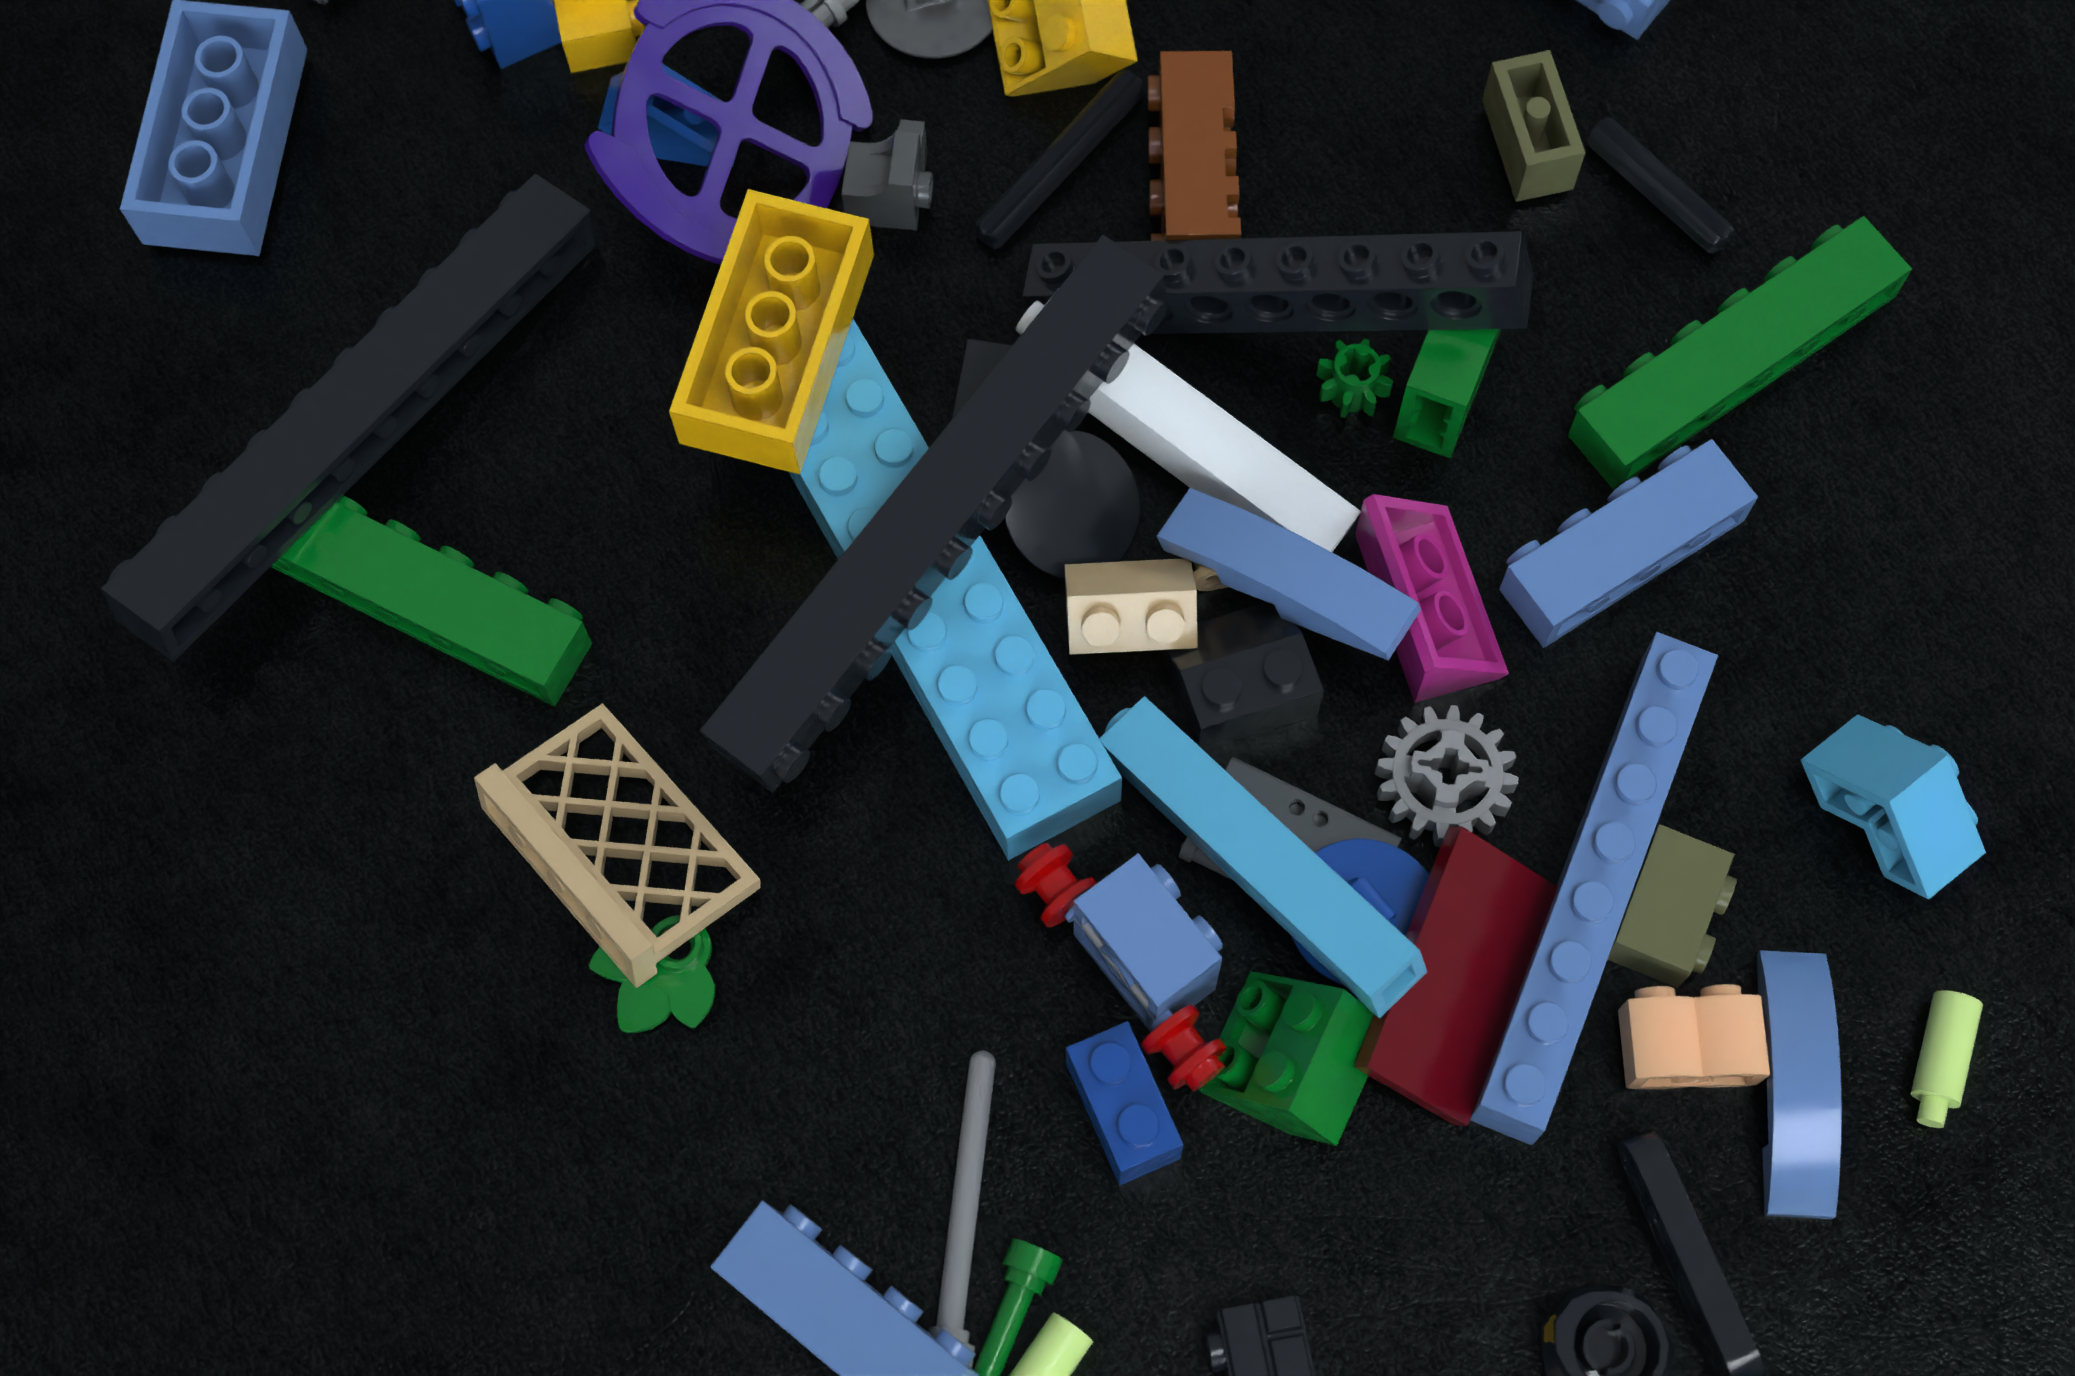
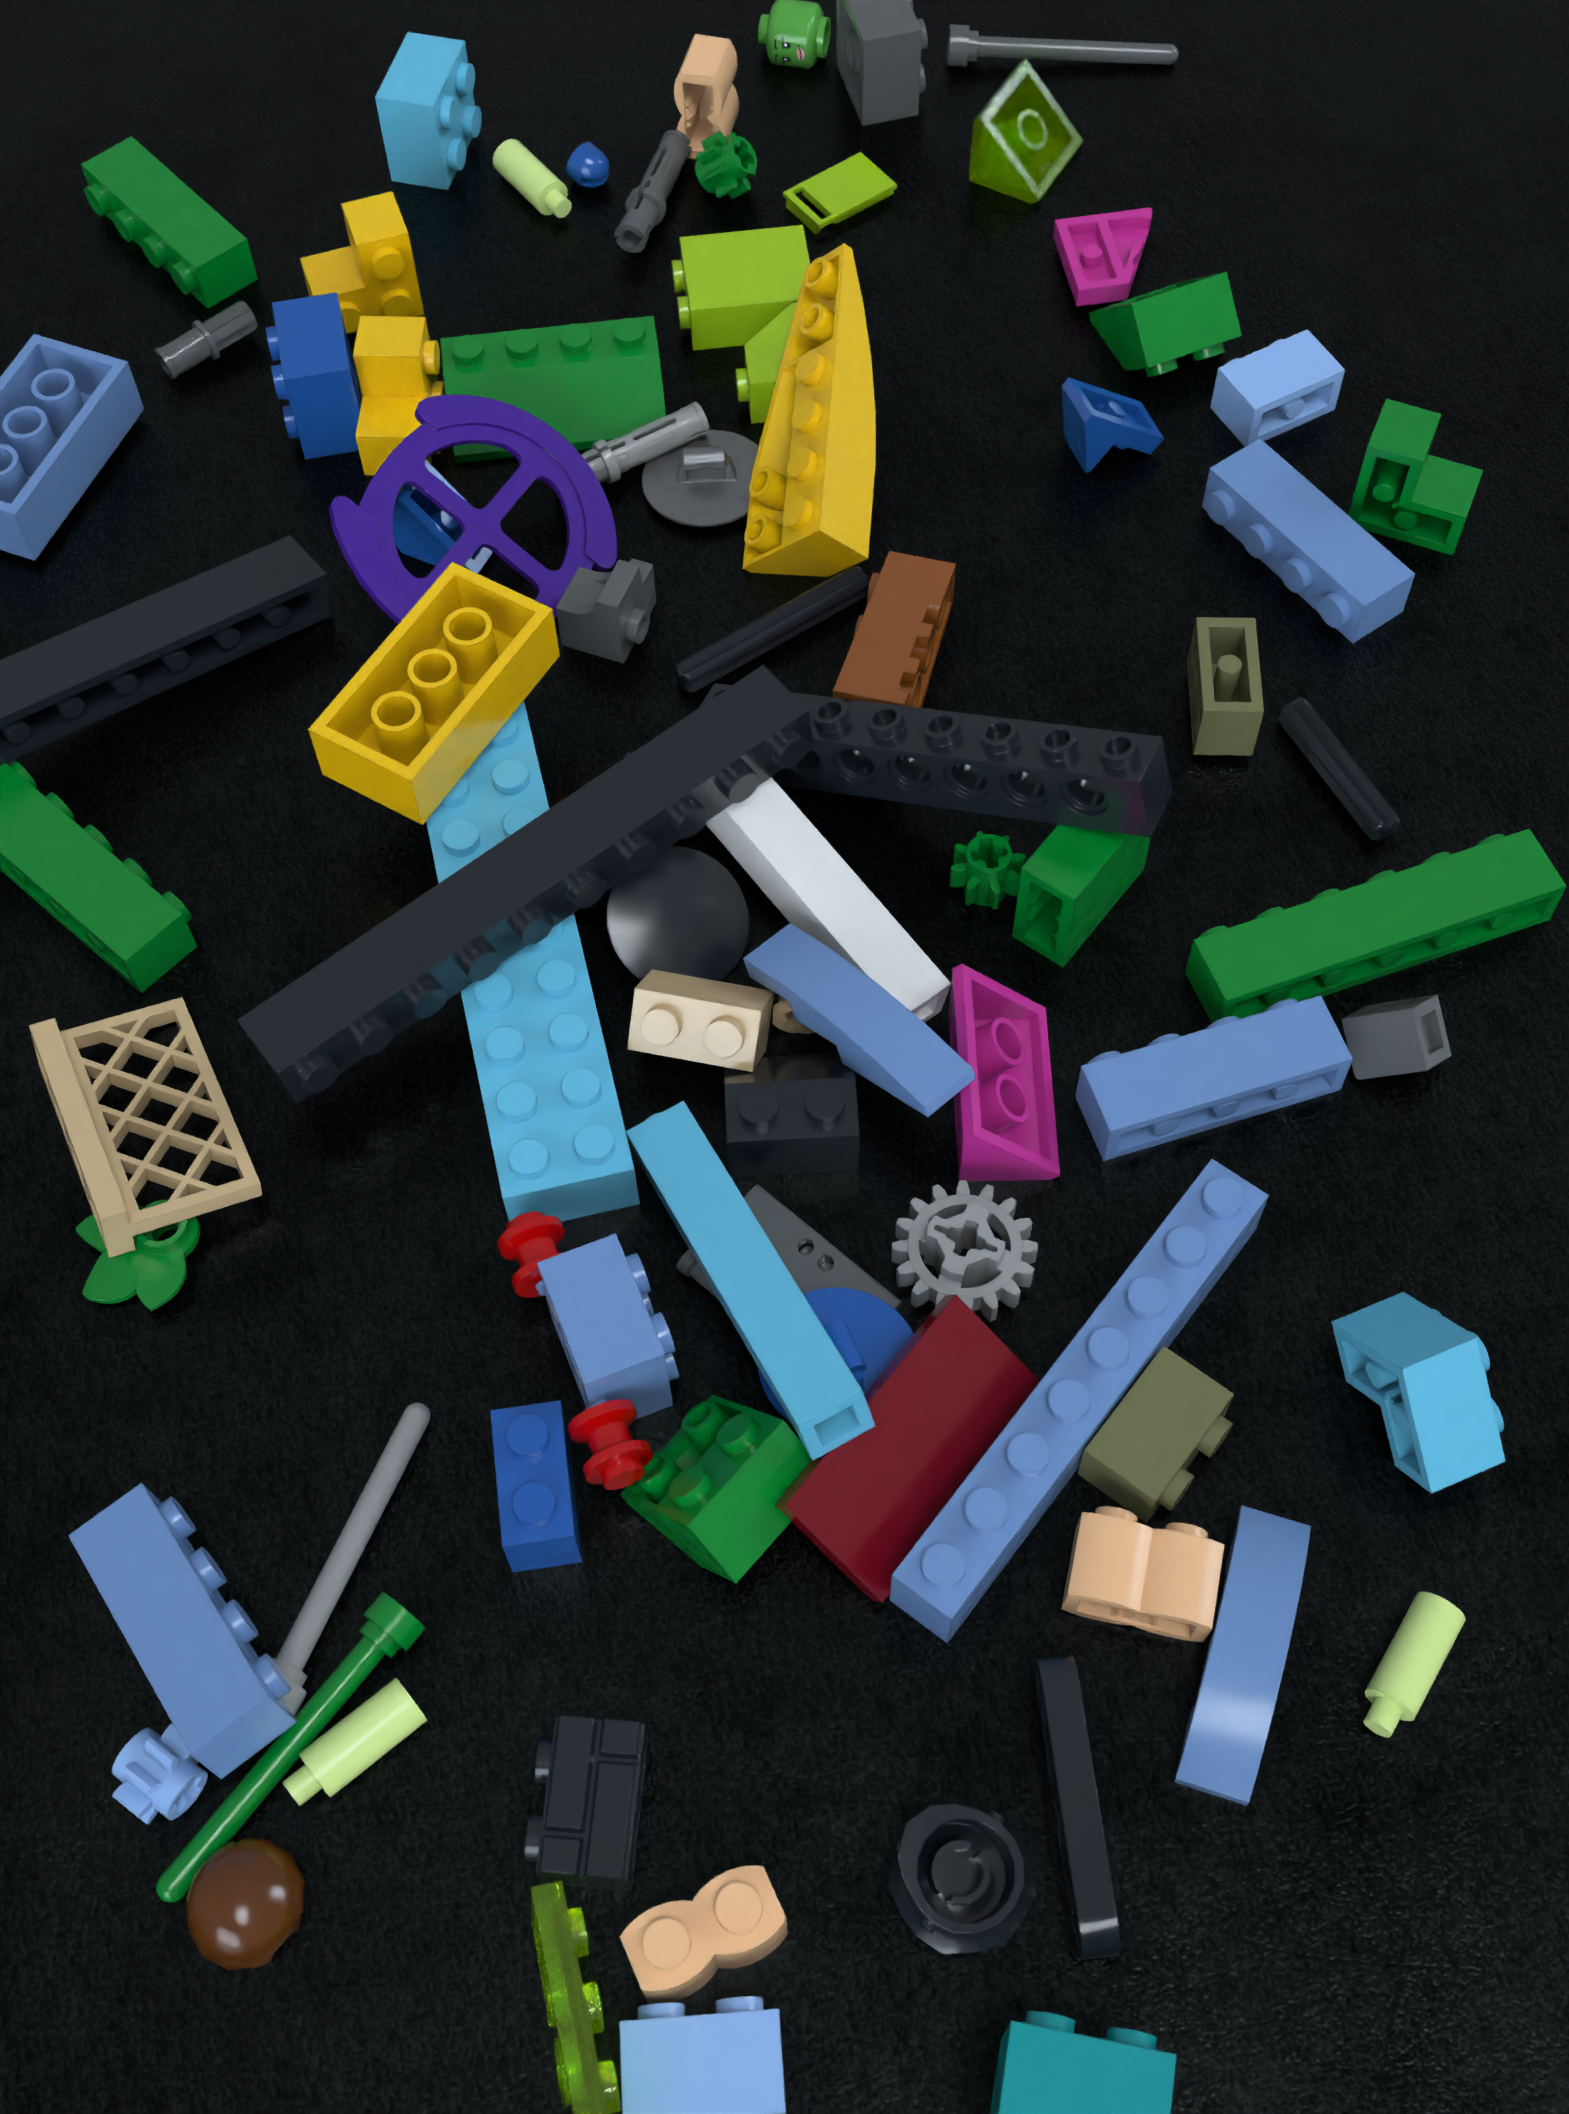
camera: 15 degrees right, 10 degrees down
(1787, 458) = (1396, 1037): none -> dark grey panel

